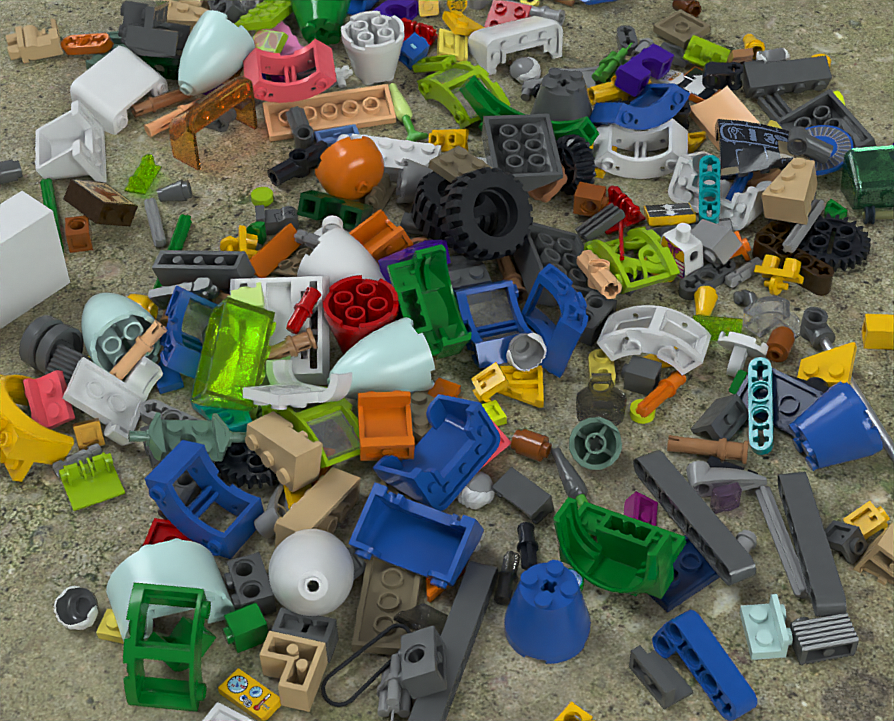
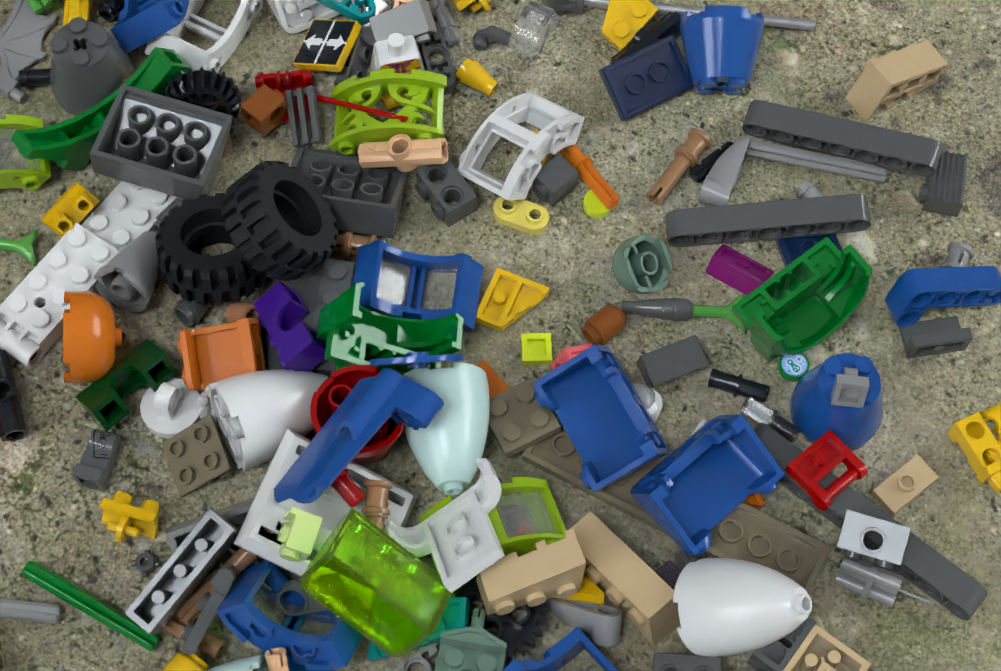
camera: 70 degrees left, 20 degrees up
(258, 228) = (106, 489): green tile -> none
(262, 196) = (36, 461): lime tile -> none
(274, 251) = (159, 481): orange tile -> none
(309, 238) = (171, 426): light grey axle -> none
(351, 658) = (842, 582): black piece -> none
(364, 296) = (352, 426): none -> blue panel
(385, 425) = (543, 458): orange panel -> none
(409, 309) = (417, 360): none -> blue piece
(422, 617) = (799, 519): clear smoke tile -> none
(455, 163) = (169, 215): dark tan plate -> none
(476, 607) = (818, 462): none -> red plate
(489, 382) = (506, 328): yellow bracket -> none
(499, 695) = (904, 485): none -> tan plate
(526, 351) = (486, 272): light grey hair -> none
(533, 574) = (850, 389): none -> light grey tile
(564, 336) = (459, 199): blue window -> none
(605, 404) = (582, 235): clear smoke piece -> none
(715, 325) = (520, 77): clear neon green hinge -> none
(722, 418) = (642, 139): dark grey panel -> none
(725, 498) = (752, 182): clear purple plate -> none
(738, 380) = (603, 93): green tile -> none
(741, 347) = (569, 76): white tile -> none
(751, 669) = (955, 257): none -> light grey bush
(760, 405) = (657, 90): beam -> none
(766, 629) = (914, 223): light aqua bracket -> none
(780, 344) = (569, 39): dark orange brick -> none
(846, 539) = (841, 106): dark grey bracket -> none
(868, 519) = (827, 81): yellow bracket -> none

